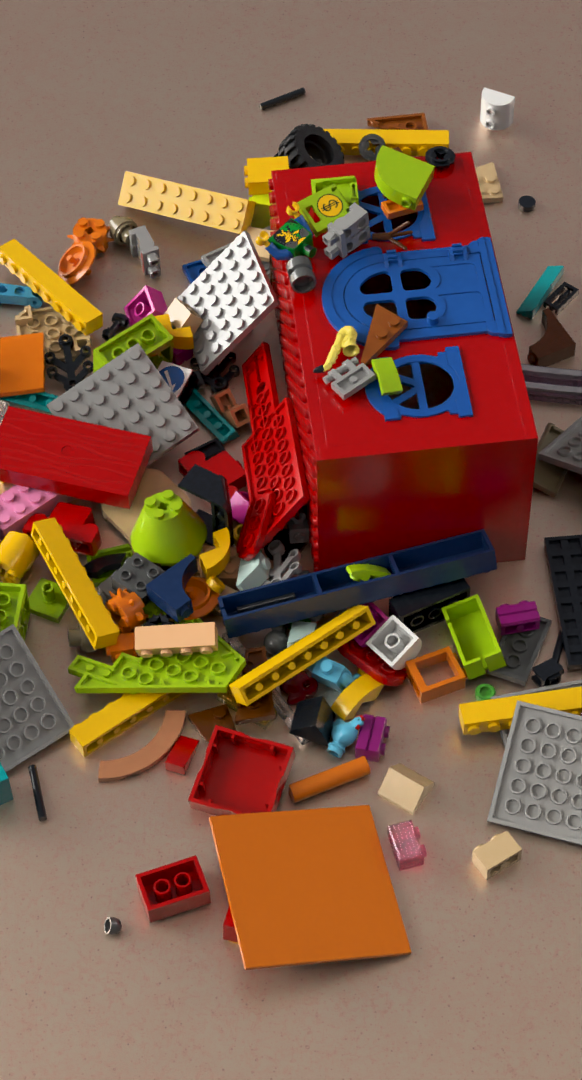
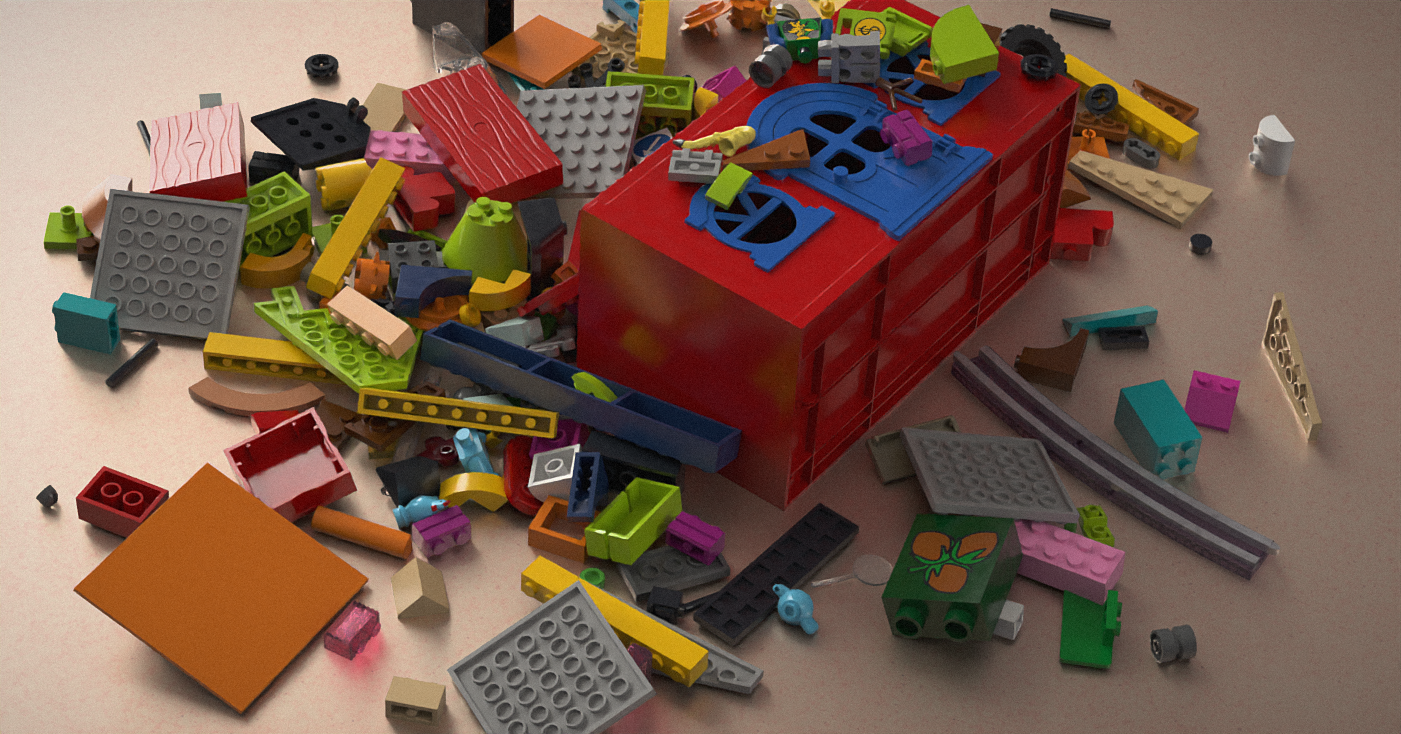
camera: 40 degrees right, 10 degrees down
(49, 648) = (277, 271): none -> light orange arch
(239, 510) = (564, 272): none -> orange tile
(433, 639) = (588, 487): none -> dark blue arch
(441, 263) = (906, 138): none -> magenta brick

